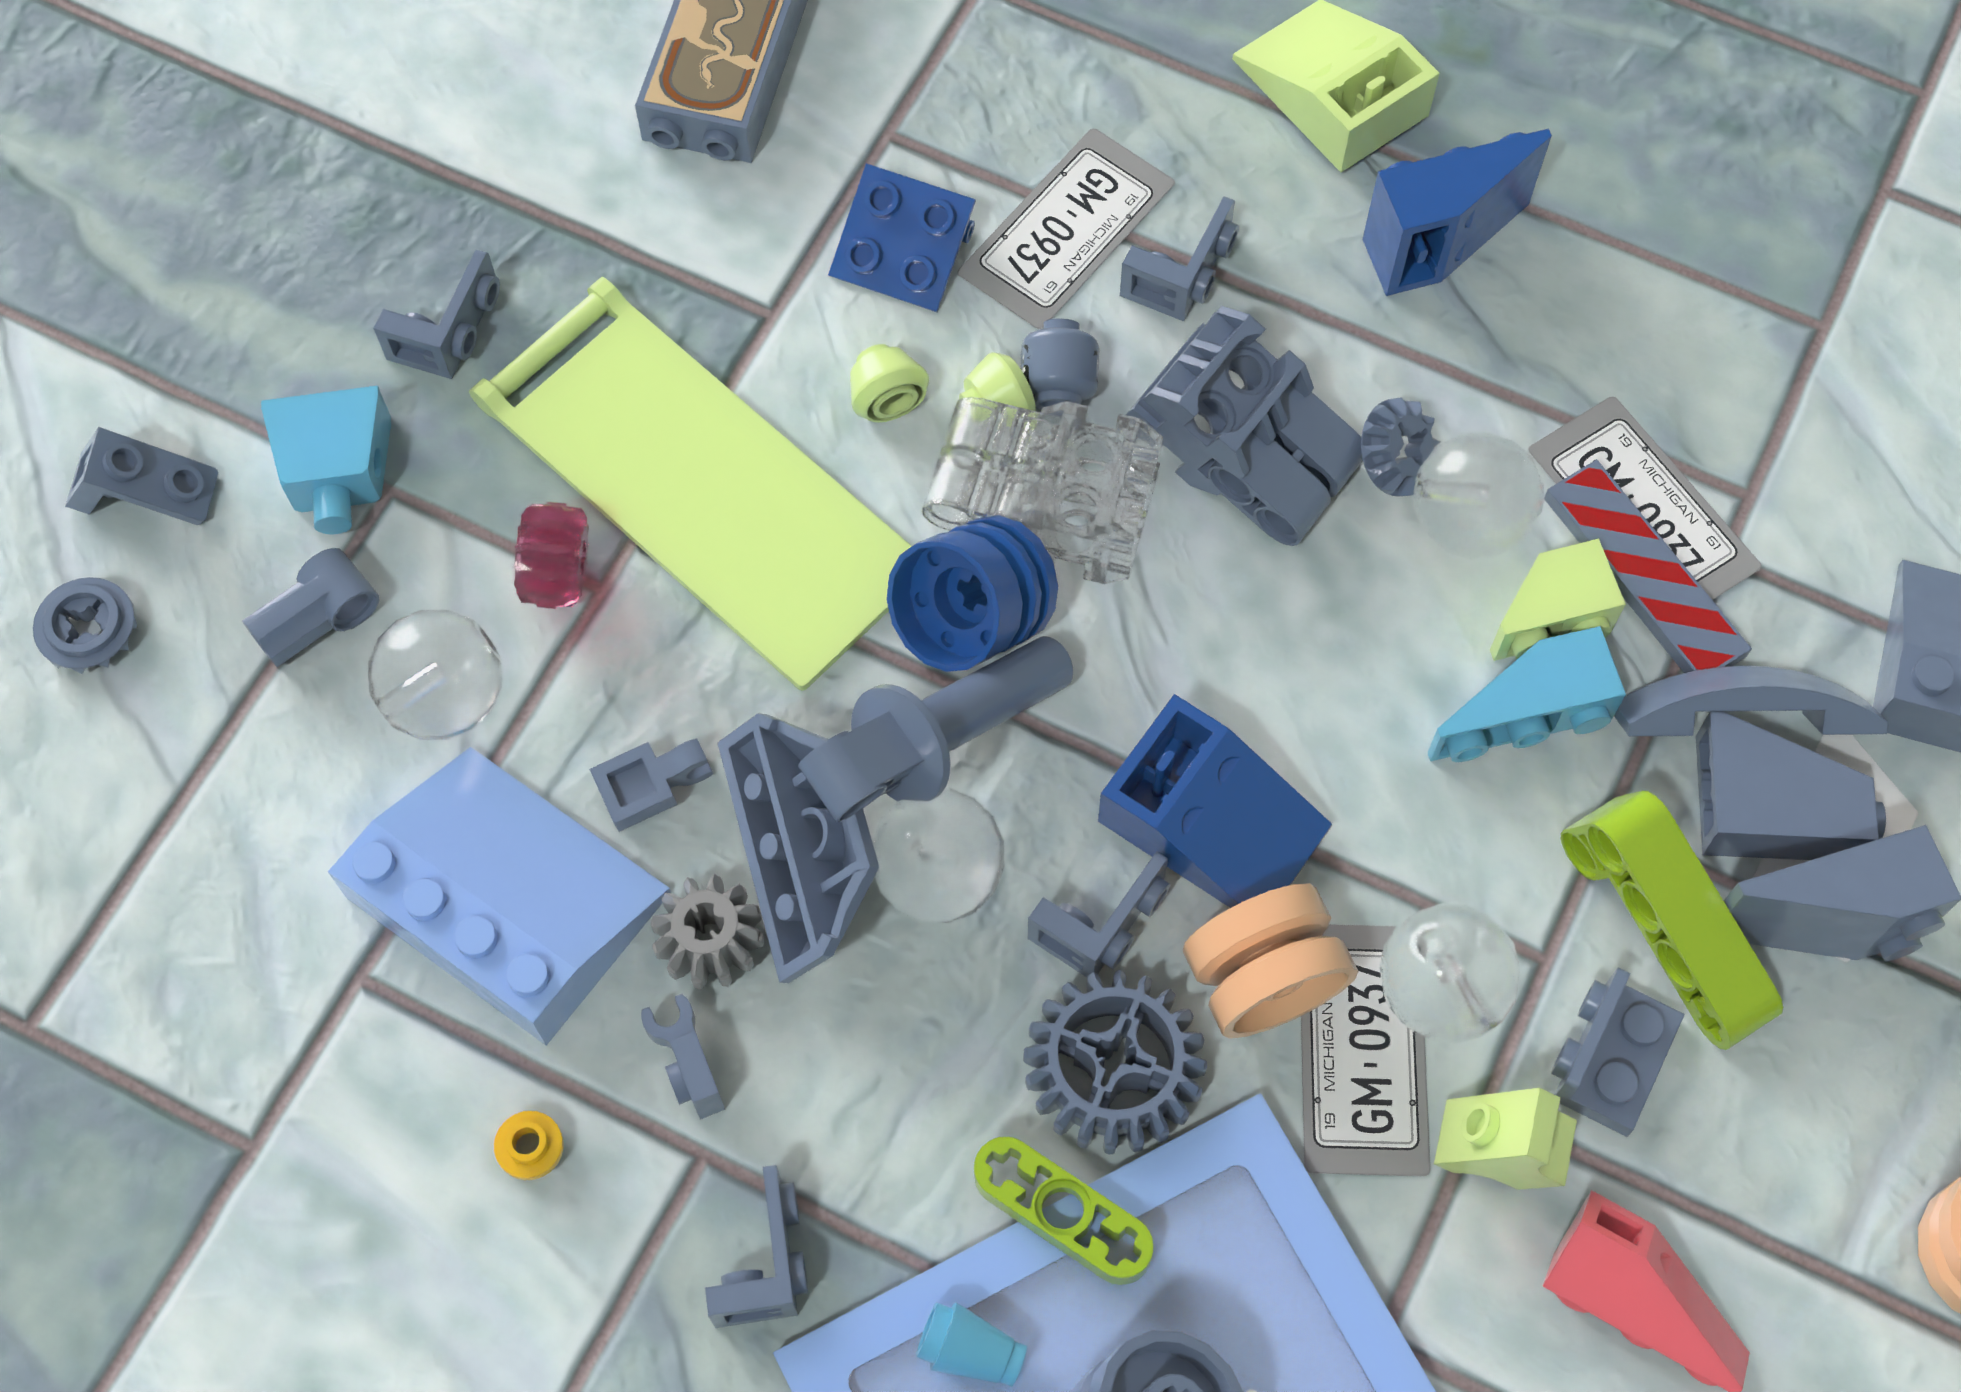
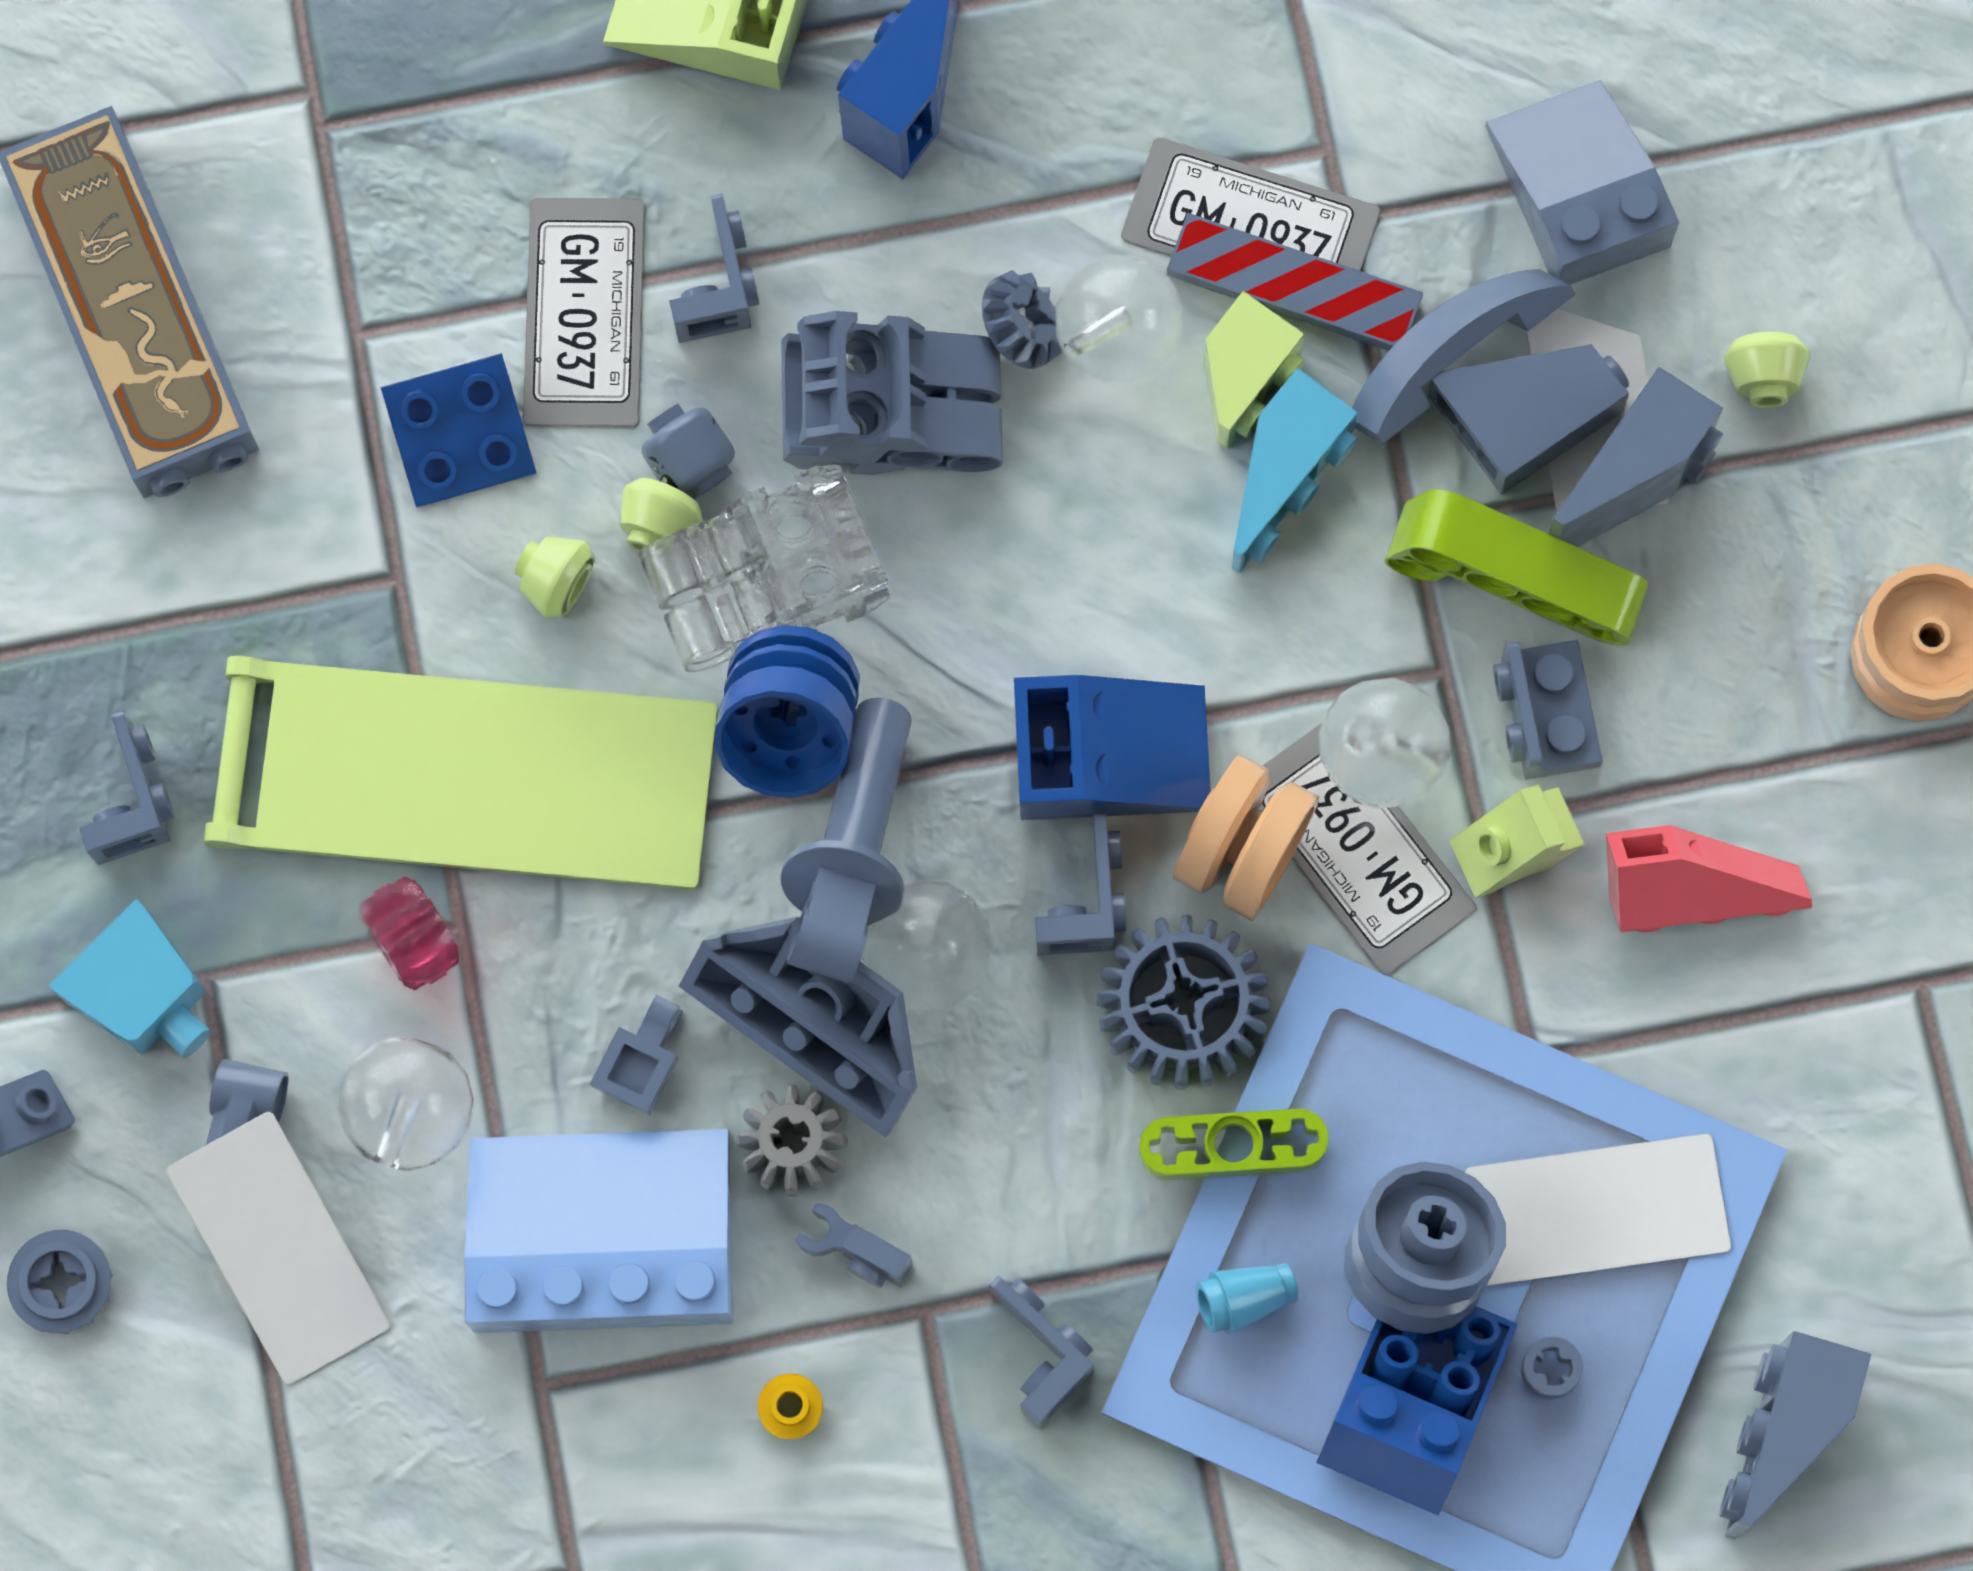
camera: 35 degrees left, 10 degrees up
(254, 717) = (278, 1248): none -> white sticker

